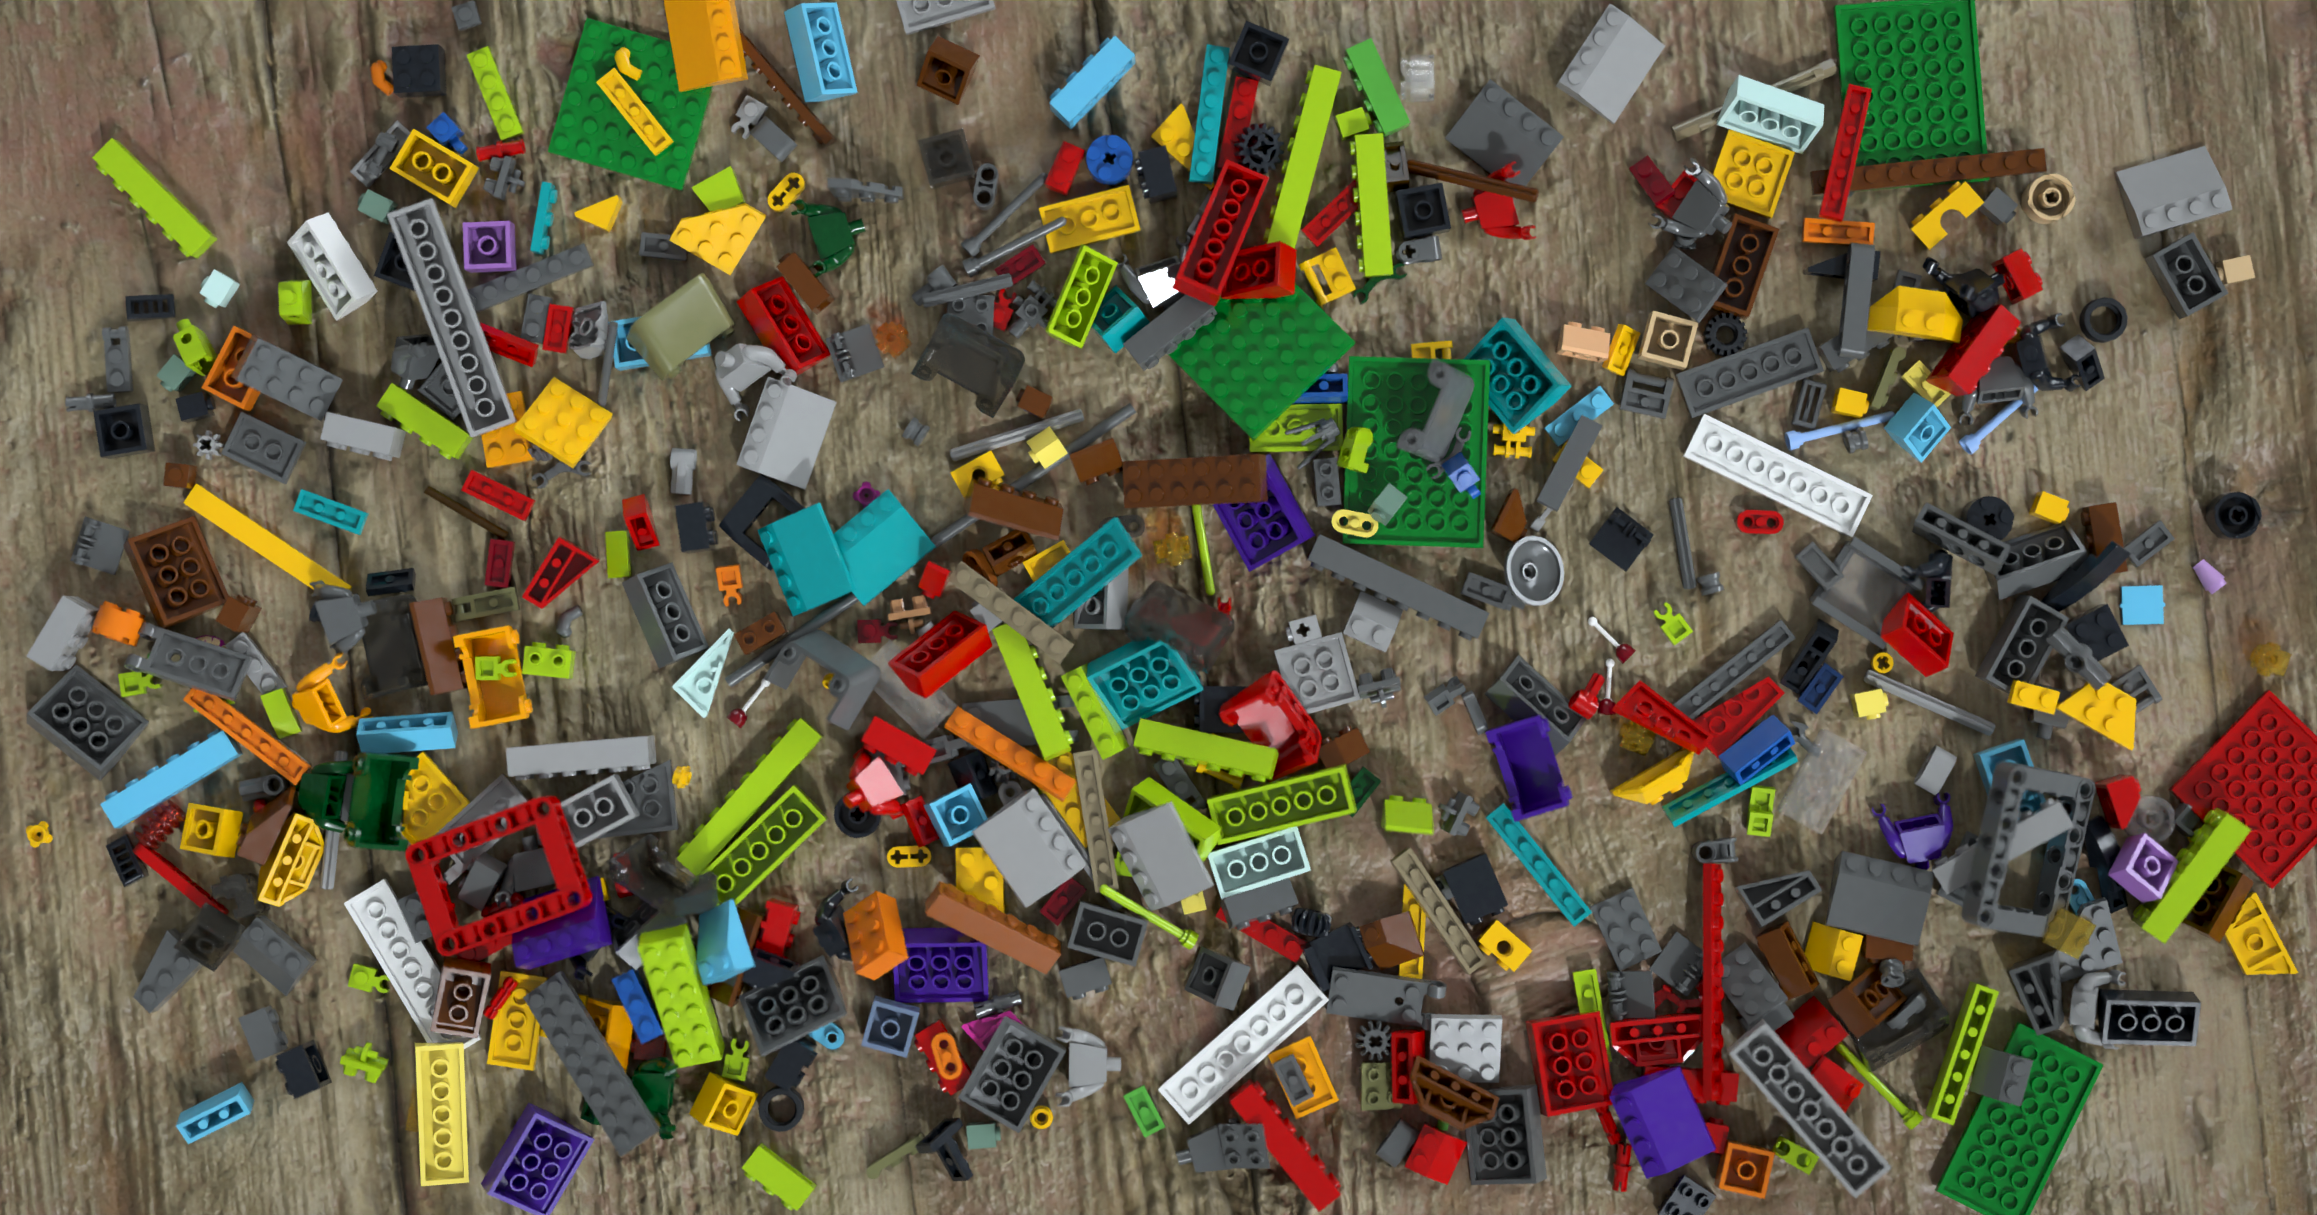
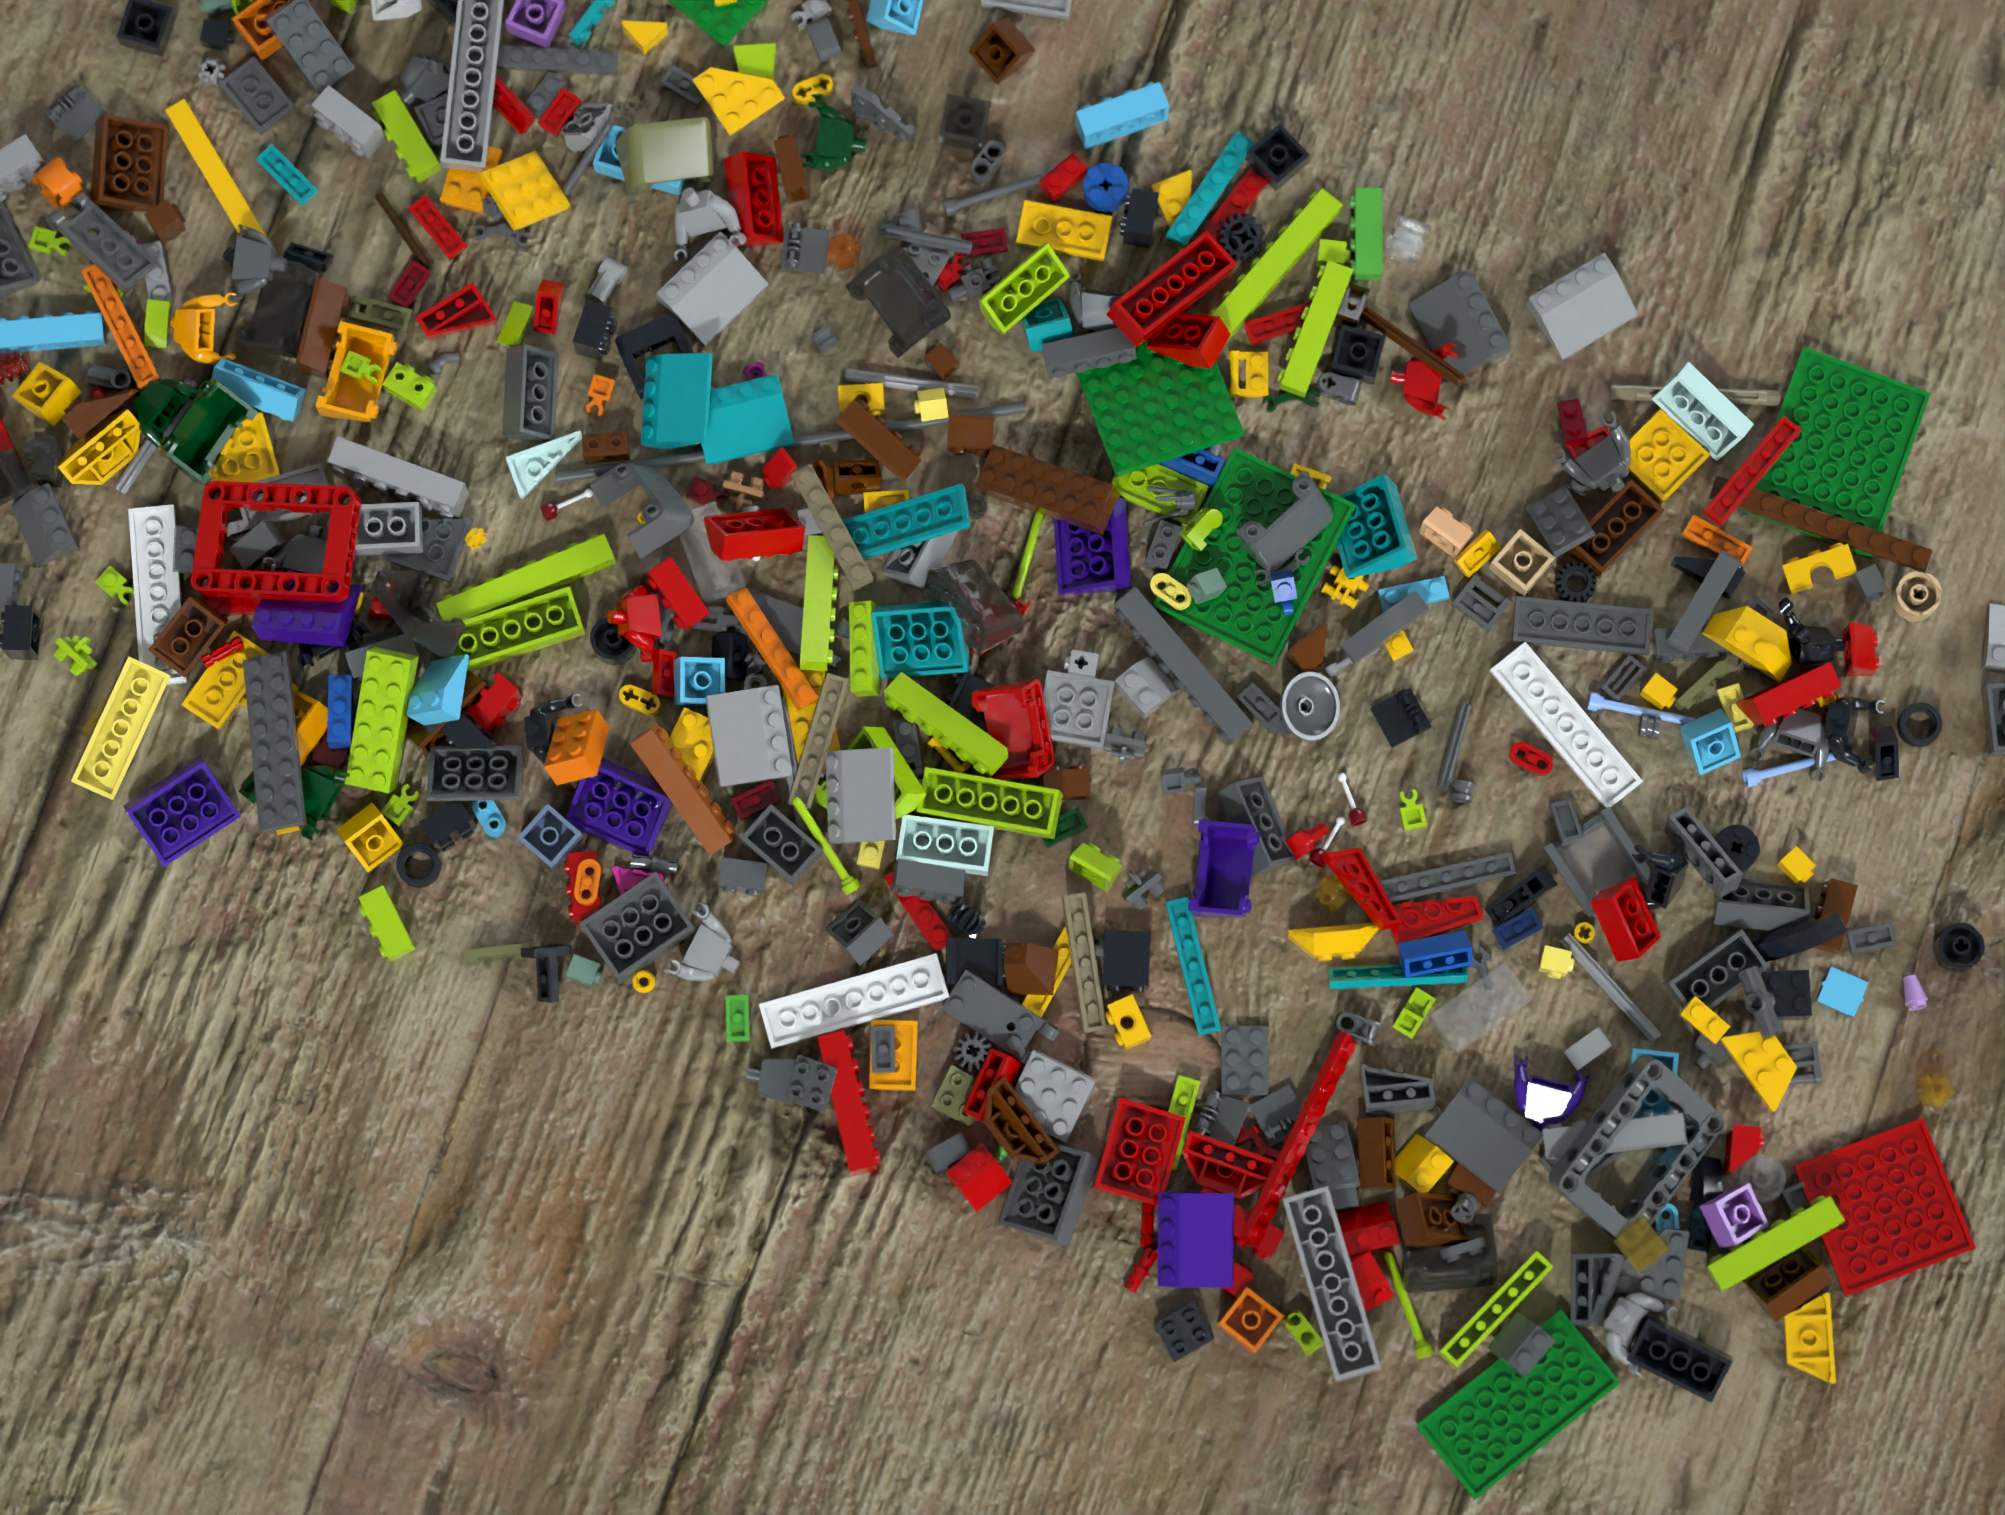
camera: 20 degrees right, 10 degrees down
(180, 475) = (174, 85): reddish brown brick -> none
(974, 265) = (945, 223): dark grey piece -> none
(1172, 549) = (1004, 541): clear yellow brick -> none

